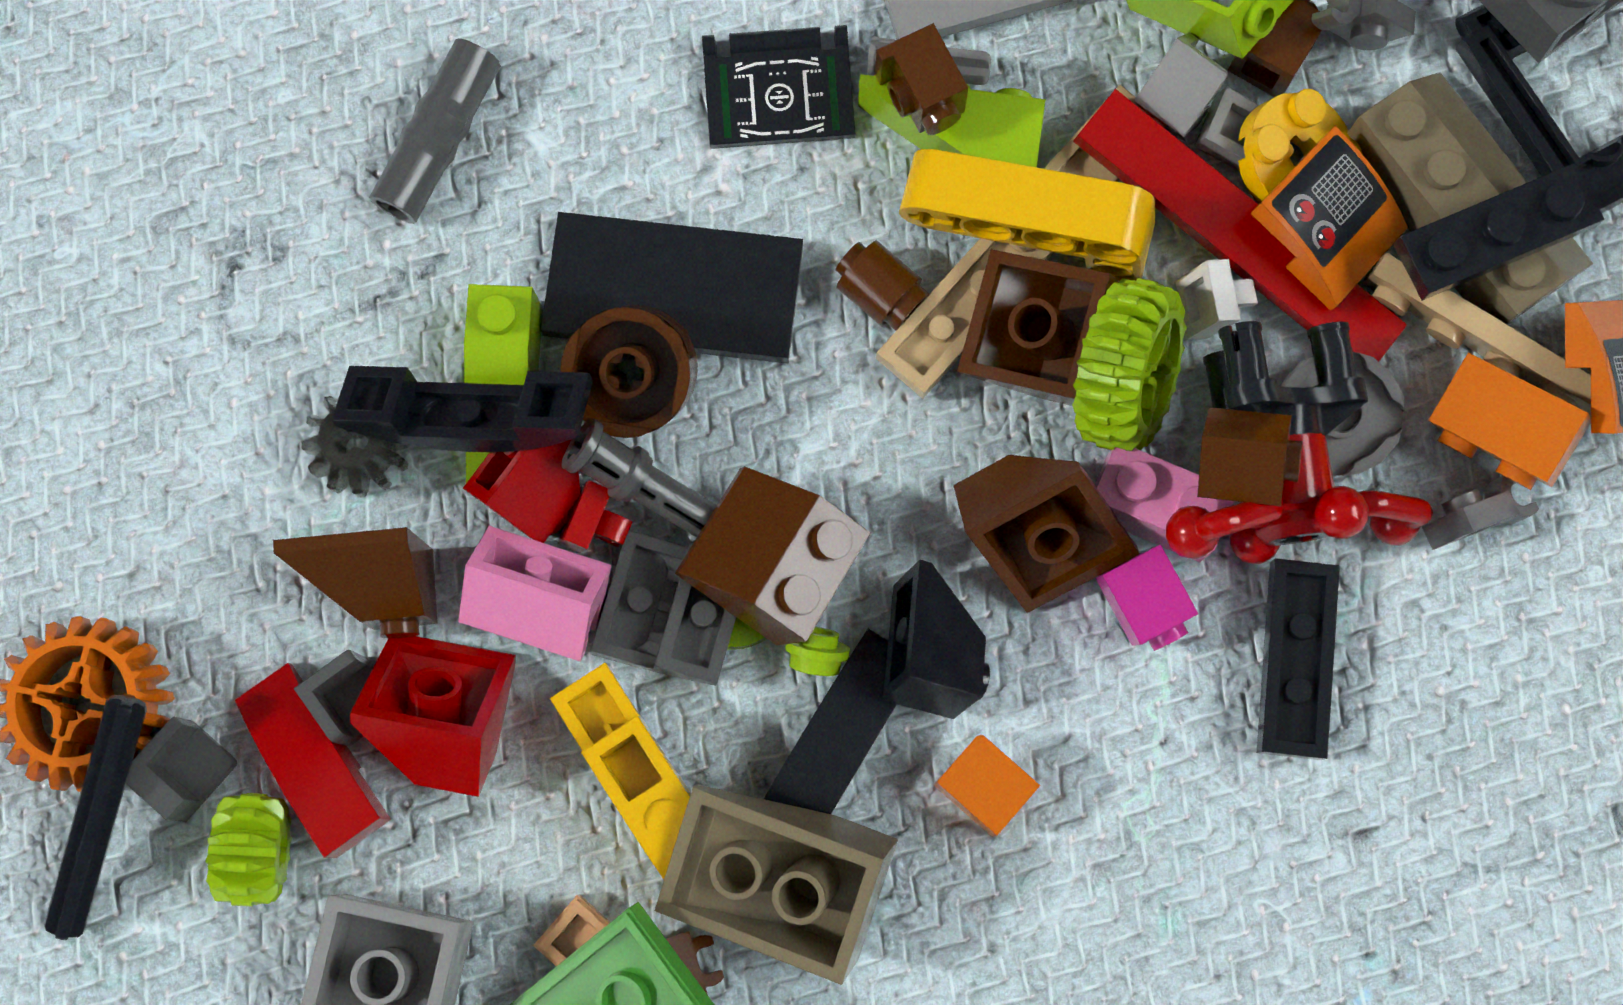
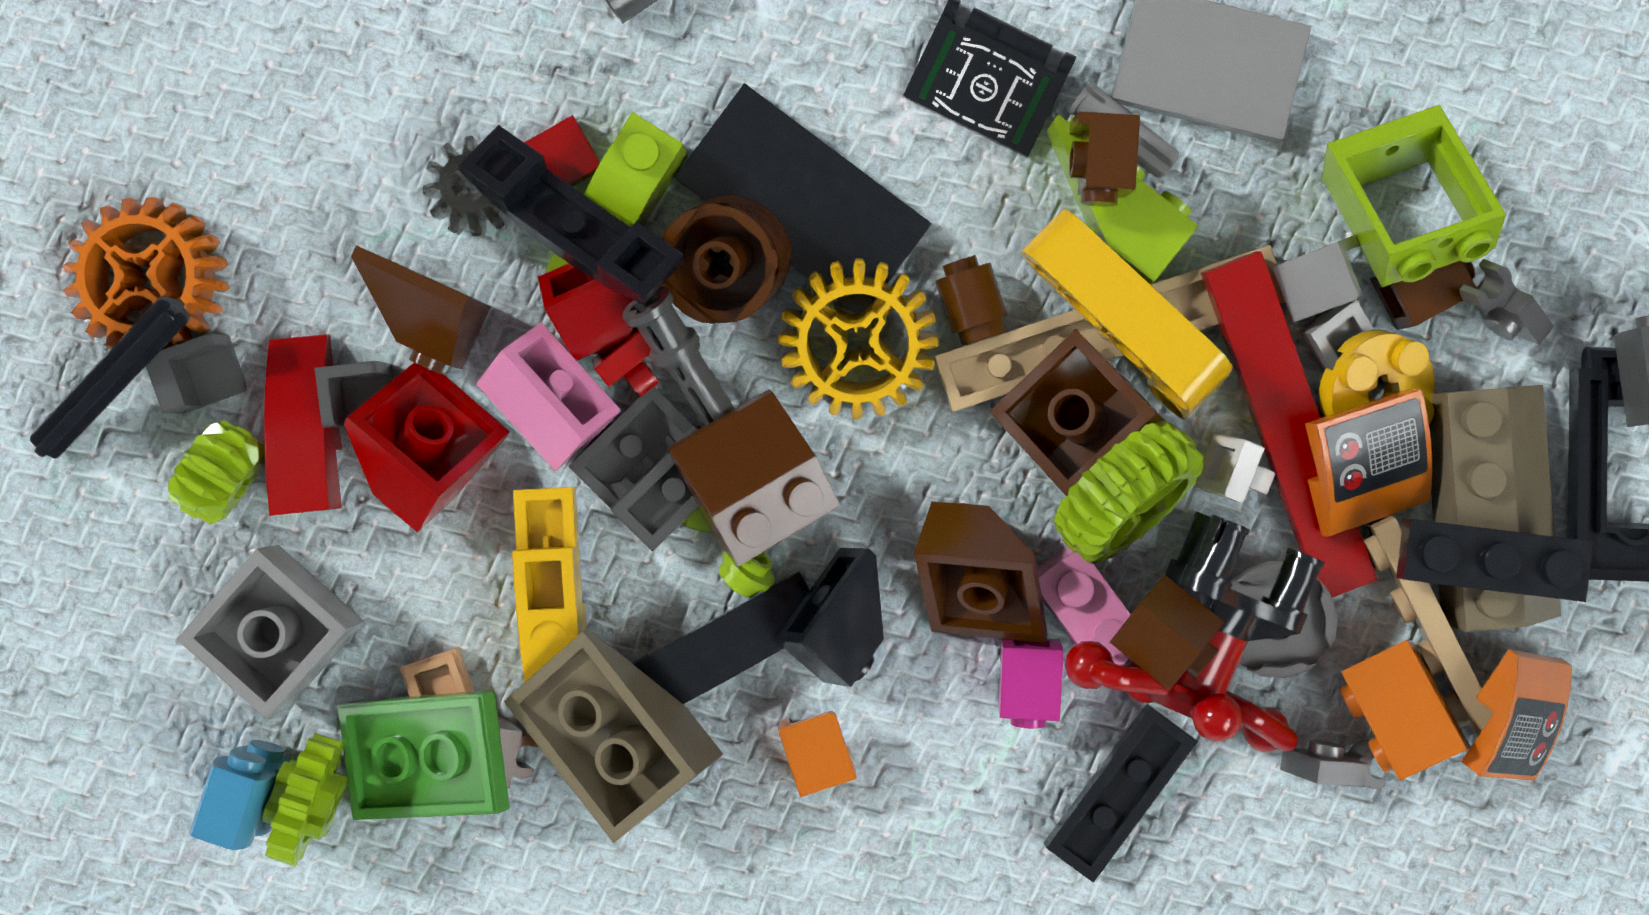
camera: 25 degrees right, 10 degrees up
(429, 359) = (566, 151): none -> red tile
(850, 382) = (878, 355): none -> yellow gear

